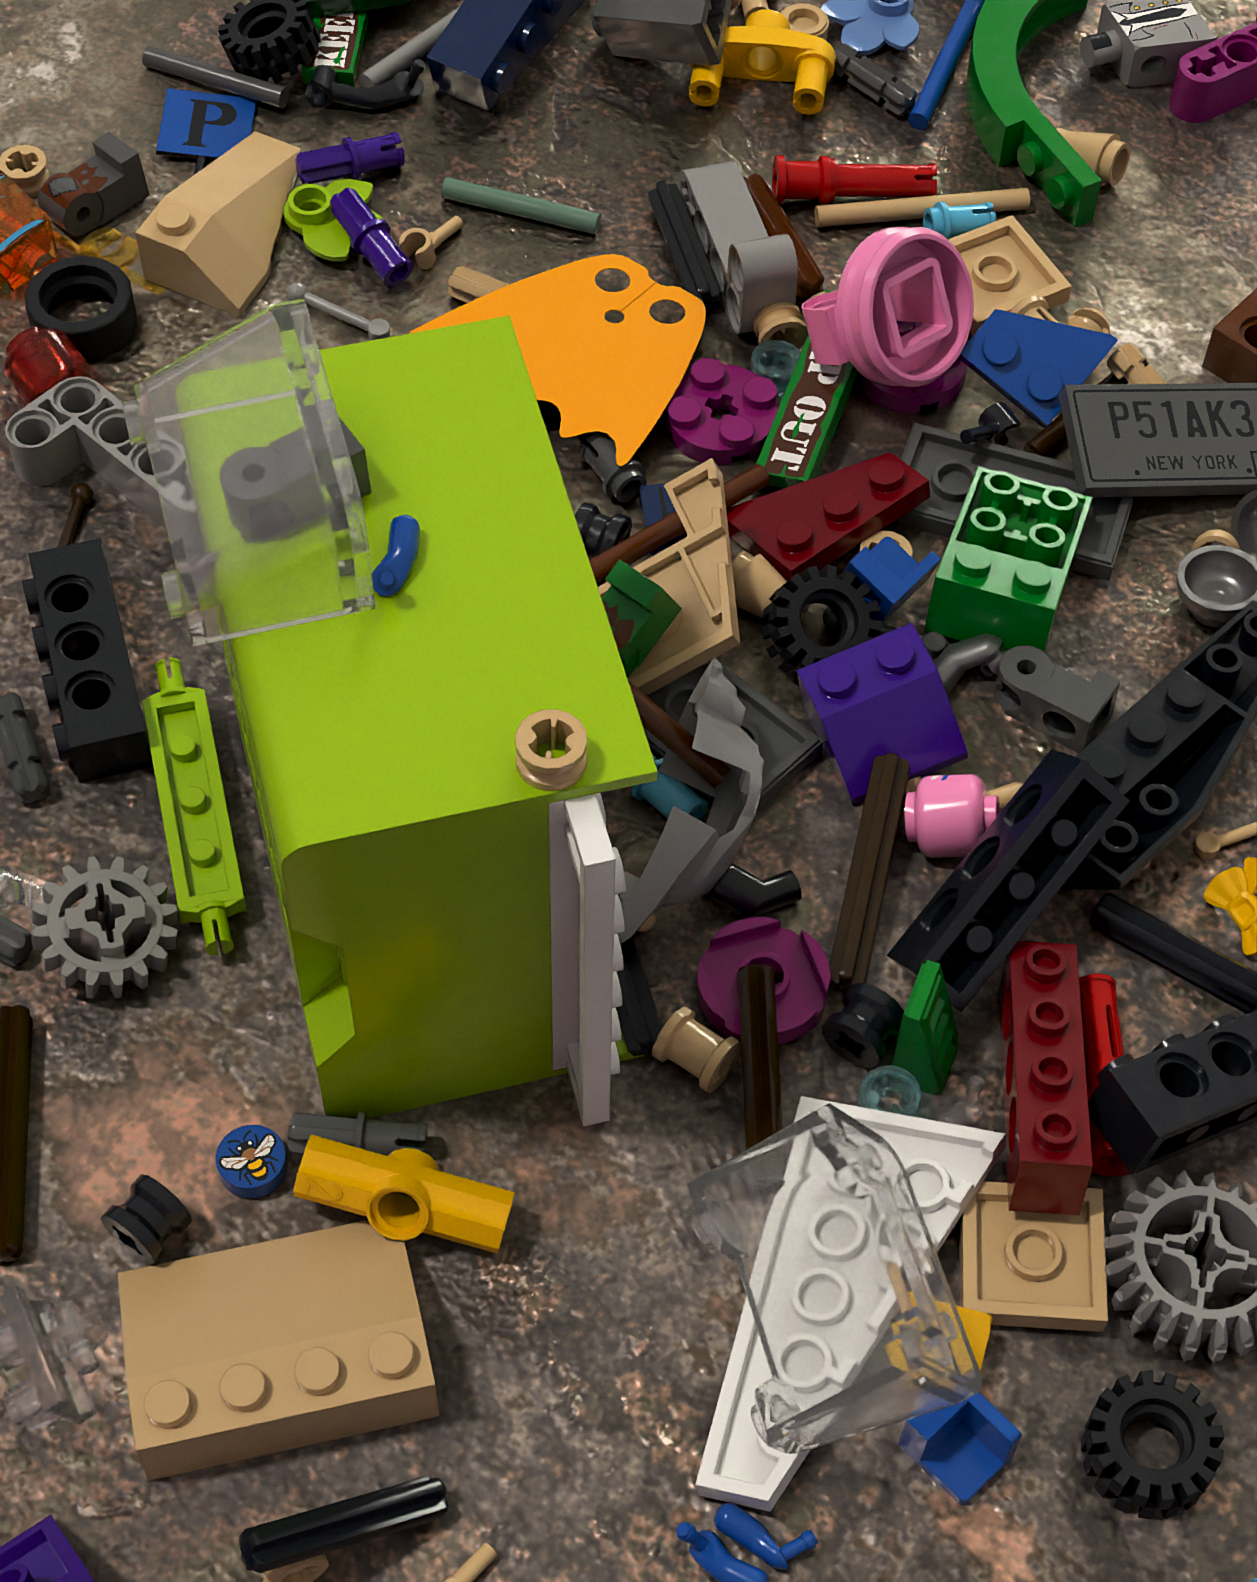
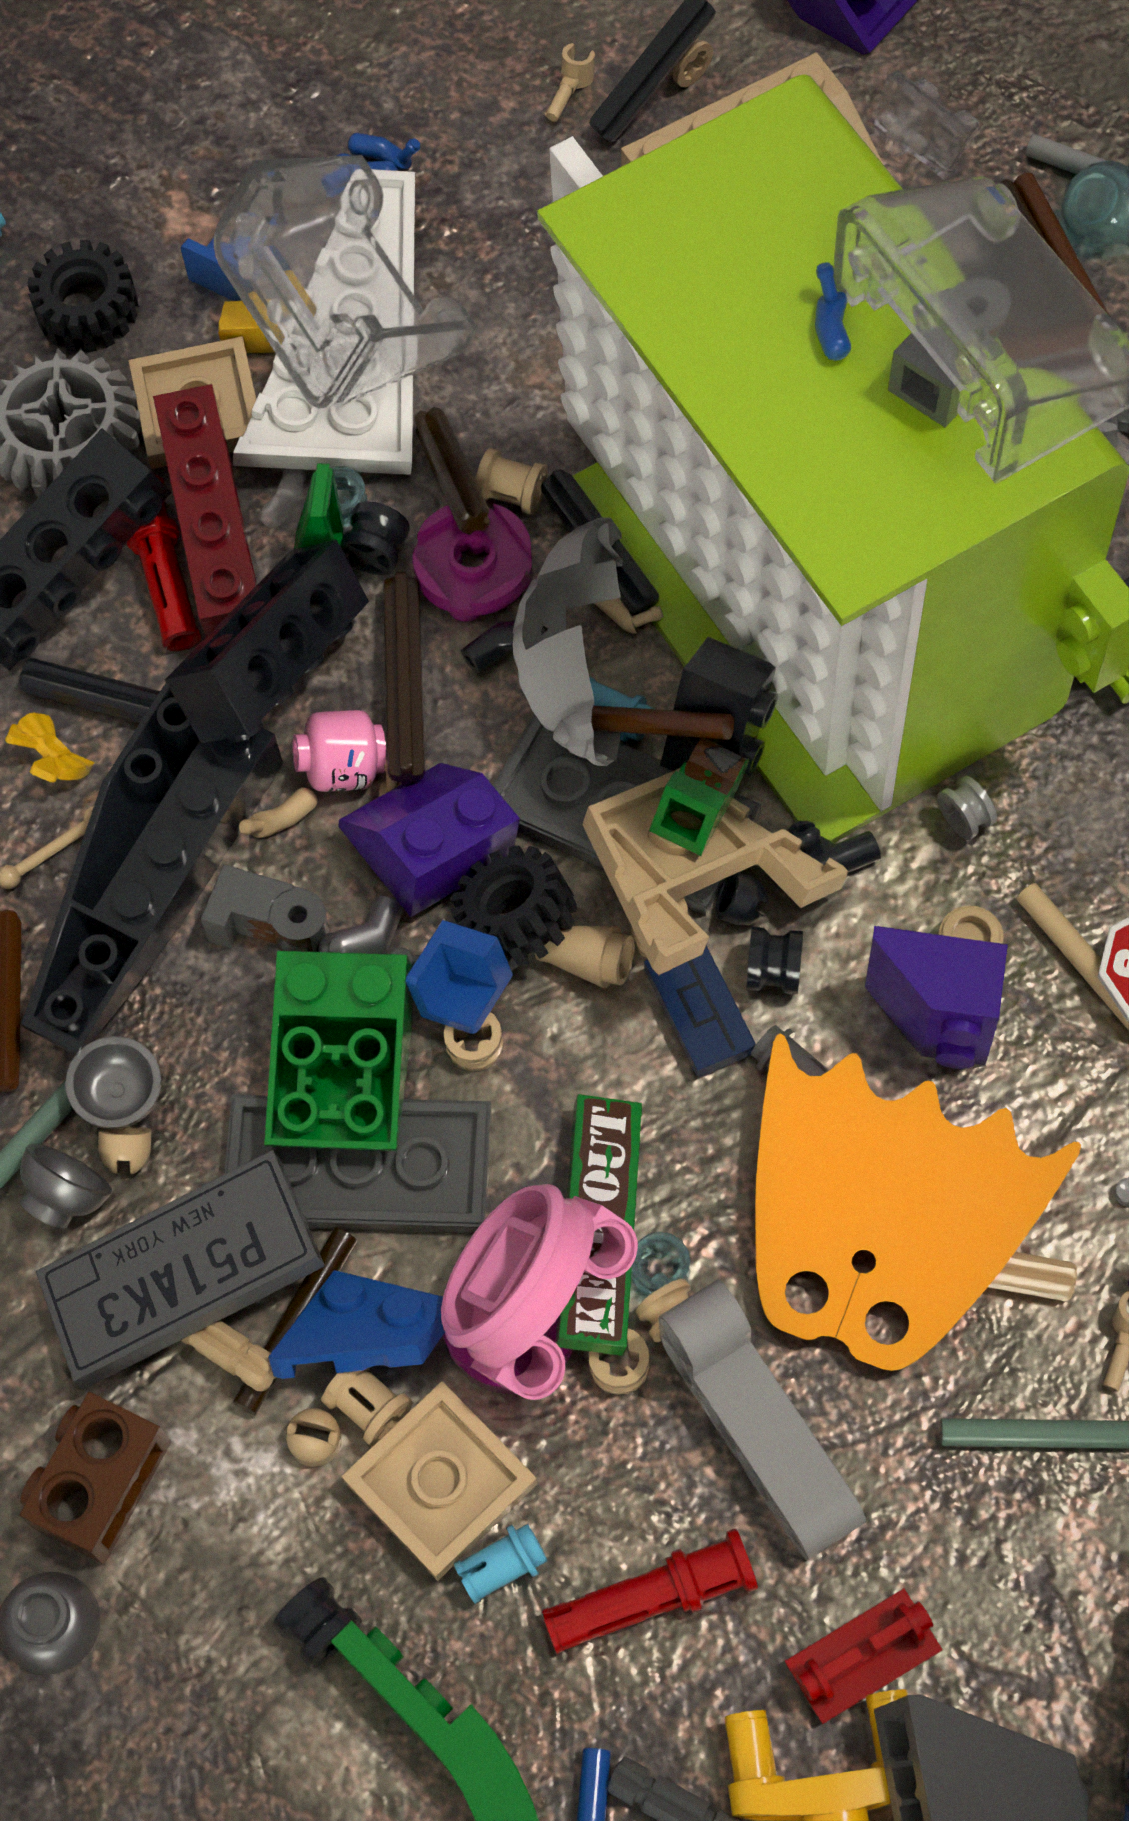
camera: 170 degrees right, 10 degrees up
(550, 772) = (625, 164): tan bush -> none
(671, 526) = (697, 988): reddish brown bar -> none
(684, 243) = (827, 1423): black axle -> none
(692, 120) = (864, 1655): none -> red hinge
(728, 388) = (680, 1151): magenta plate -> none
(776, 223) = (716, 1477): reddish brown axle -> none
(827, 514) = (547, 1055): dark red wing -> none
(914, 207) = (553, 1589): tan bar -> none
(992, 425) = (385, 1251): black hand -> none
(1102, 152) = (359, 1739): tan cone -> none
(1107, 215) = (314, 1620): none -> black wheel

